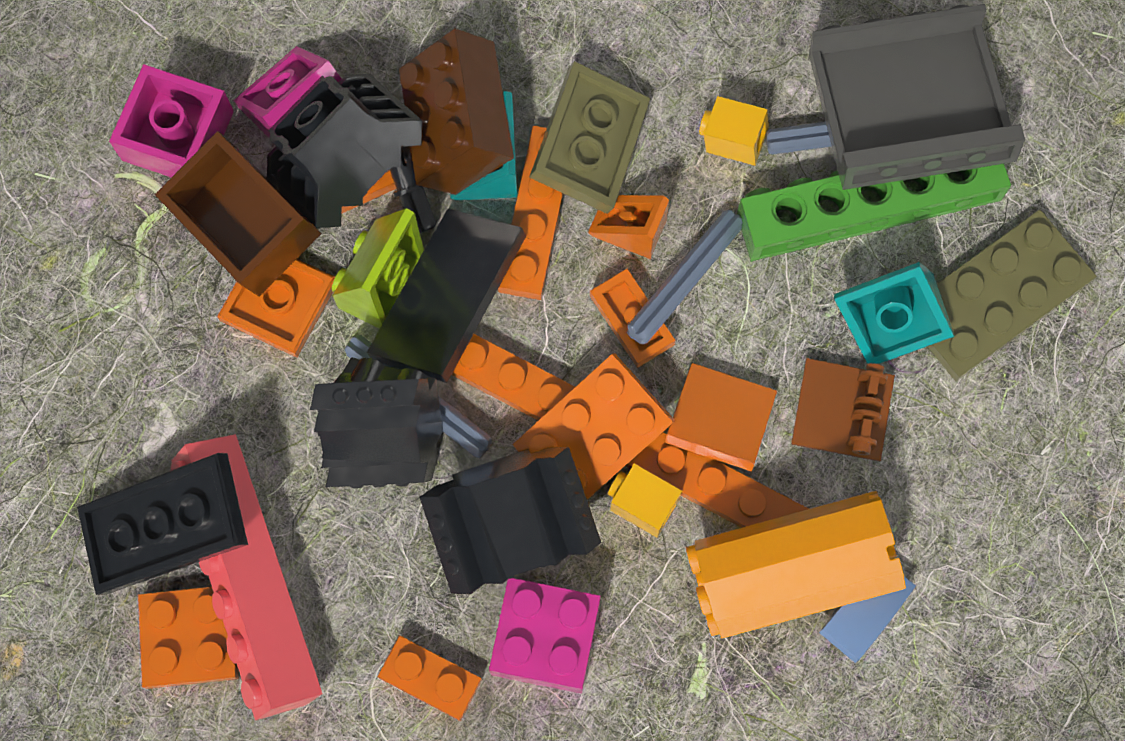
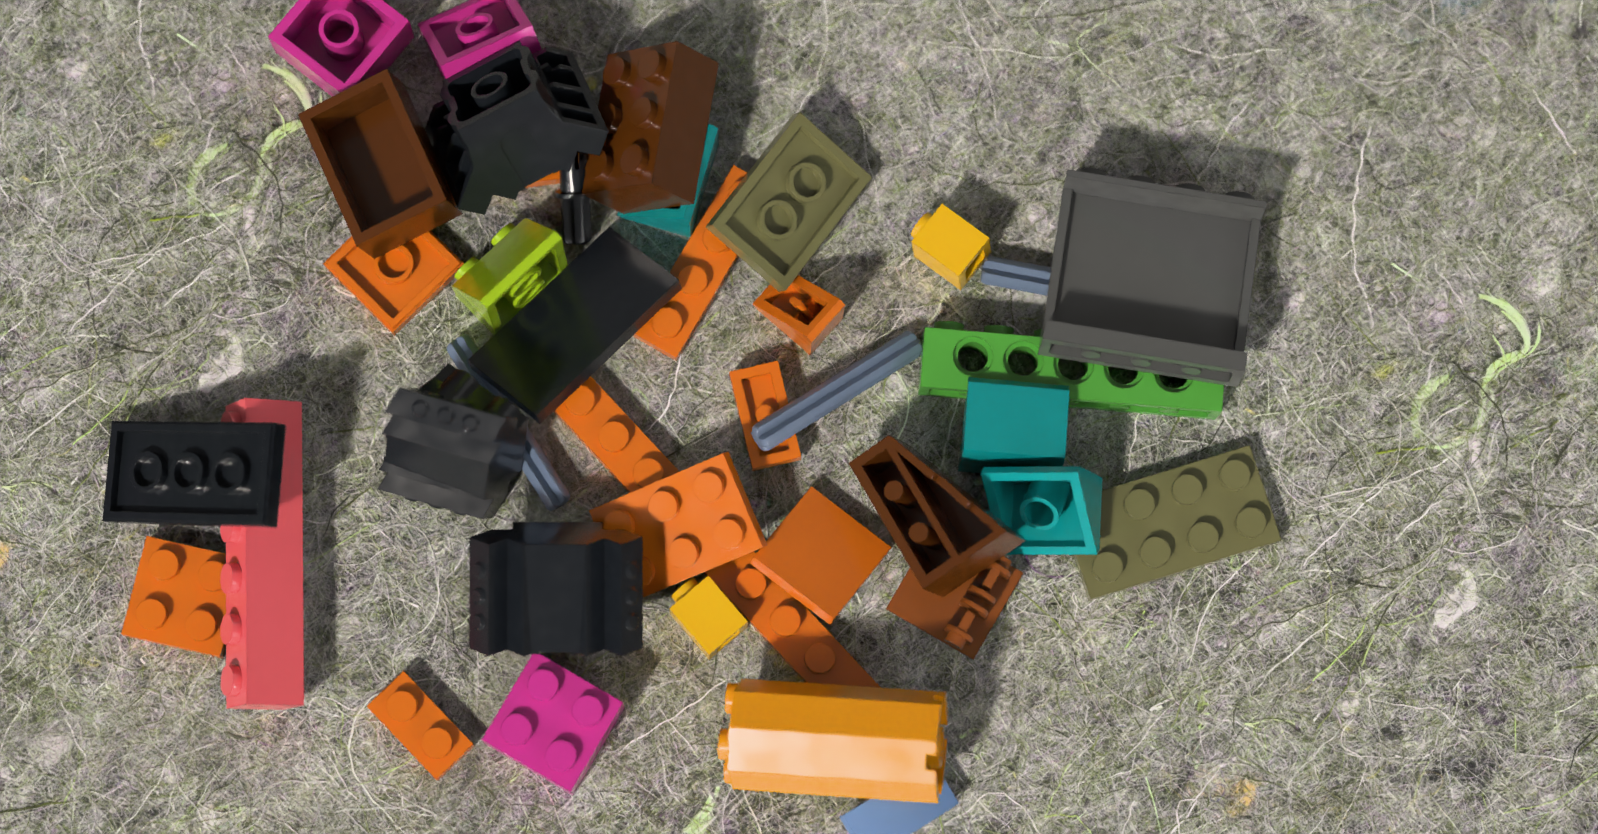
camera: 10 degrees right, 5 degrees up
(807, 350) = (930, 517): none -> reddish brown wedge
(843, 254) = (1013, 425): none -> teal slope

